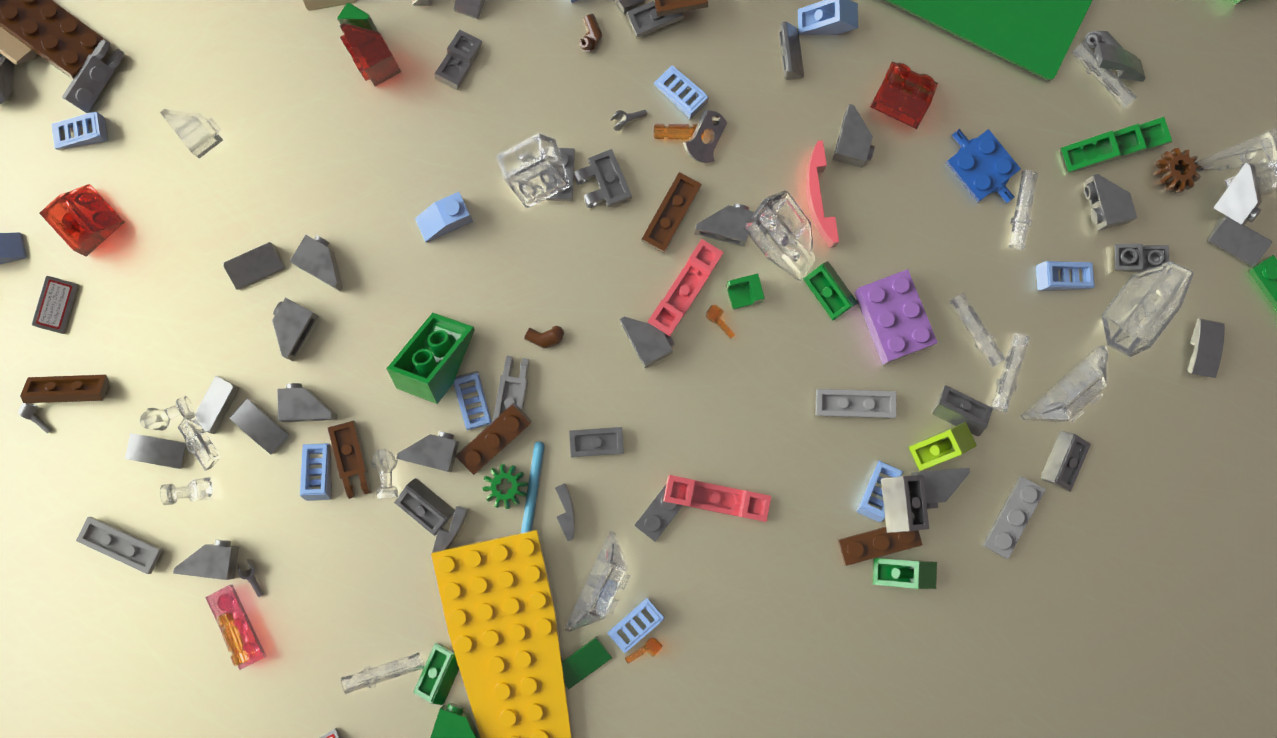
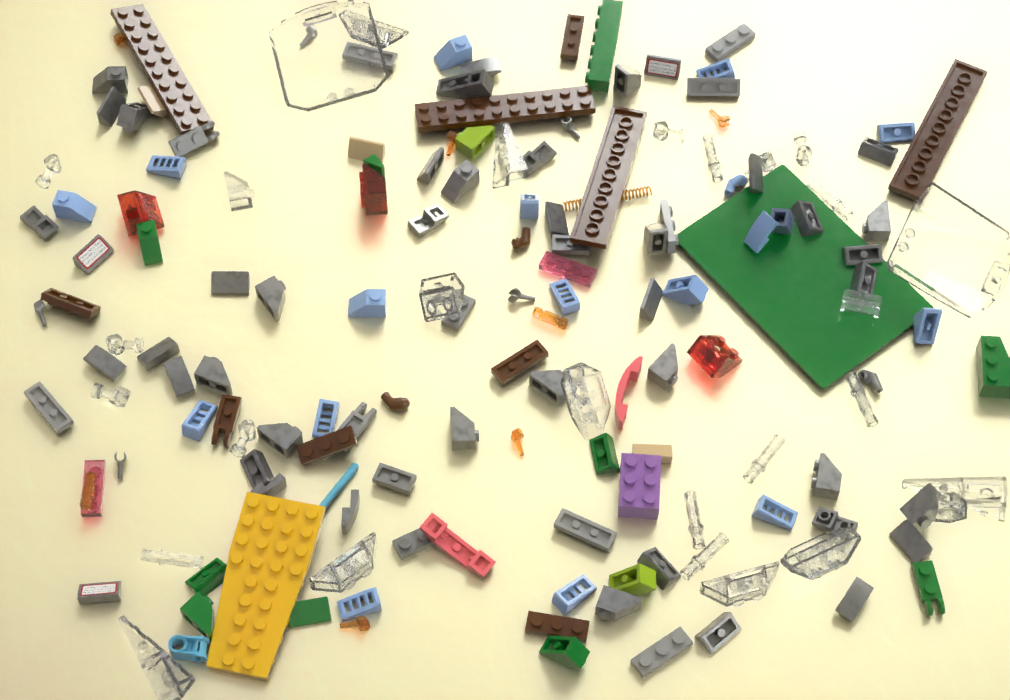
camera: 25 degrees right, 25 degrees down
(119, 256) = (149, 242): none -> green slope
(198, 442) = (135, 368): clear plate -> none
(211, 561) = (100, 441): flat silver slope -> none
(292, 326) = (234, 327): flat silver slope -> none
(431, 358) = (312, 380): green slope -> none
(498, 480) = (318, 478): green gear -> none
(609, 178) = (489, 325): flat silver plate -> none
(667, 51) = (568, 269): none -> clear pink plate
(686, 287) = (506, 411): coral slope -> none
(696, 147) = (556, 330): flat silver piece -> none
(745, 291) = (544, 428): green panel -> none
(887, 261) = (654, 449): none -> tan slope
(905, 503) = (584, 598): brick -> none
(983, 165) = (749, 421): blue plate -> none
(1116, 58) = (880, 398): flat silver slope -> none
(1116, 144) = (849, 446): green slope -> none
(1177, 170) = (893, 476): reddish brown gear -> none

